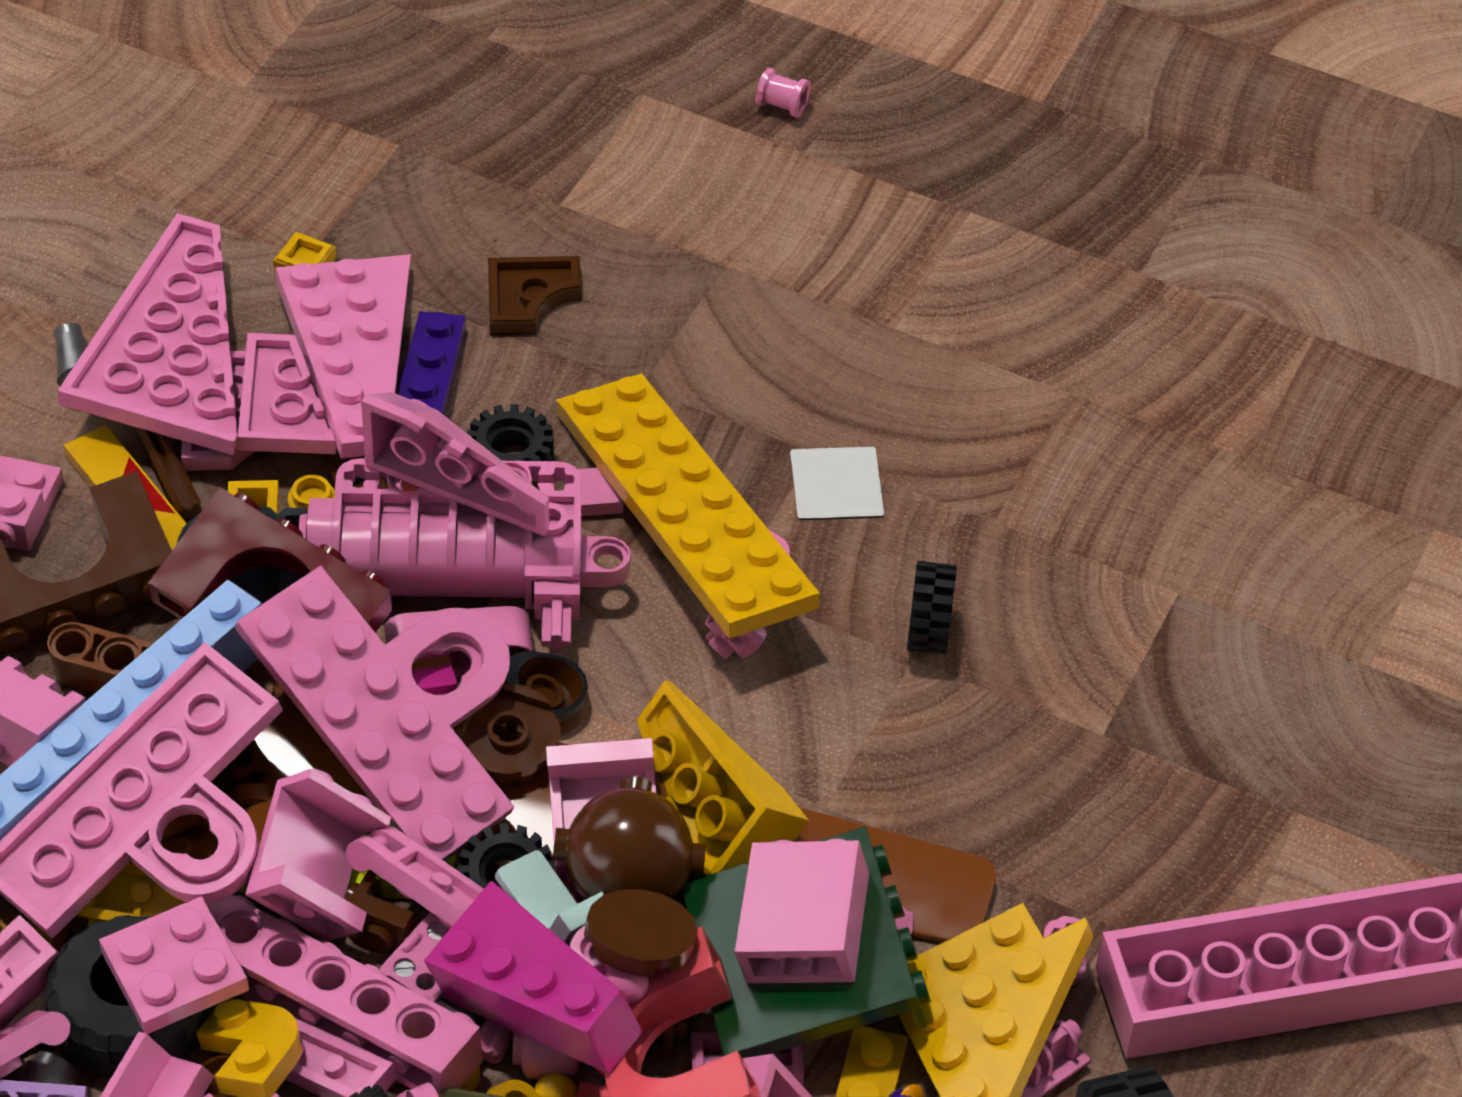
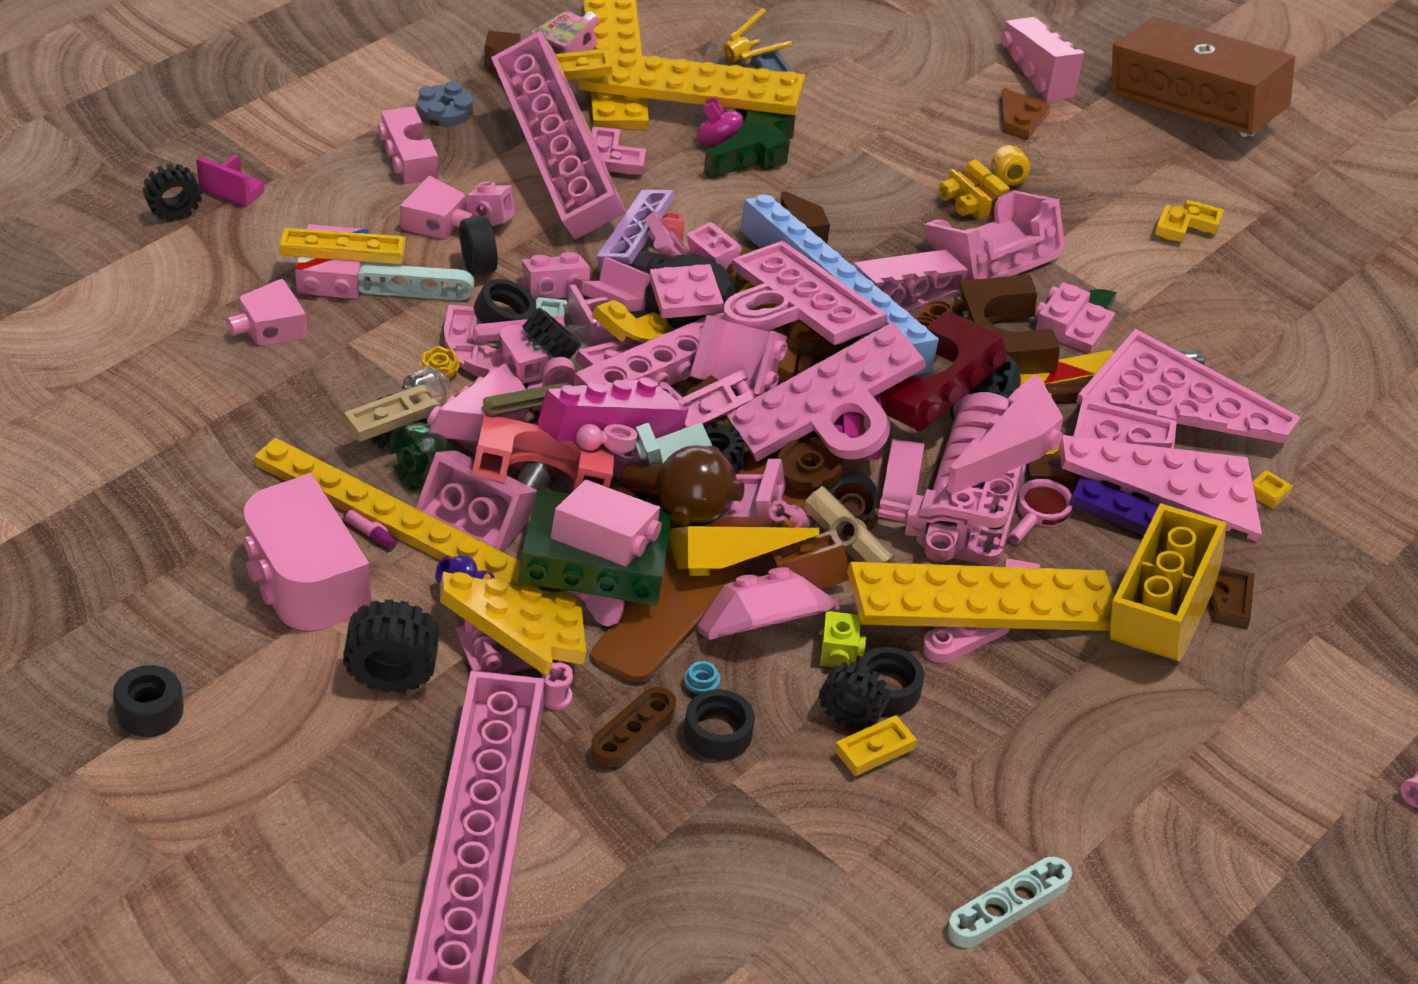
camera: 105 degrees right, 5 degrees down
(515, 428) = (1068, 527): black tyre -> none
(605, 303) = (1168, 583): none -> yellow brick
(617, 674) = (833, 515): none -> tan piece
(634, 727) = (791, 516): none -> bright pink pin
(640, 931) = (613, 439): reddish brown tile -> none
(697, 683) = (816, 559): none -> dark orange panel
(821, 731) = (763, 602): none -> bright pink wedge
(823, 653) = (838, 645): none -> neon yellow brick
(836, 482) = (1004, 708): white sticker -> none
(870, 563) = (902, 663): none -> black tyre
(957, 785) = (702, 677): none -> medium azure plate
(988, 589) = (875, 745): none -> yellow plate
(1038, 724) = (714, 745): none -> black tyre
(1066, 835) = (636, 716): none -> reddish brown plate
(1099, 402) = (1013, 905): none -> light aqua beam

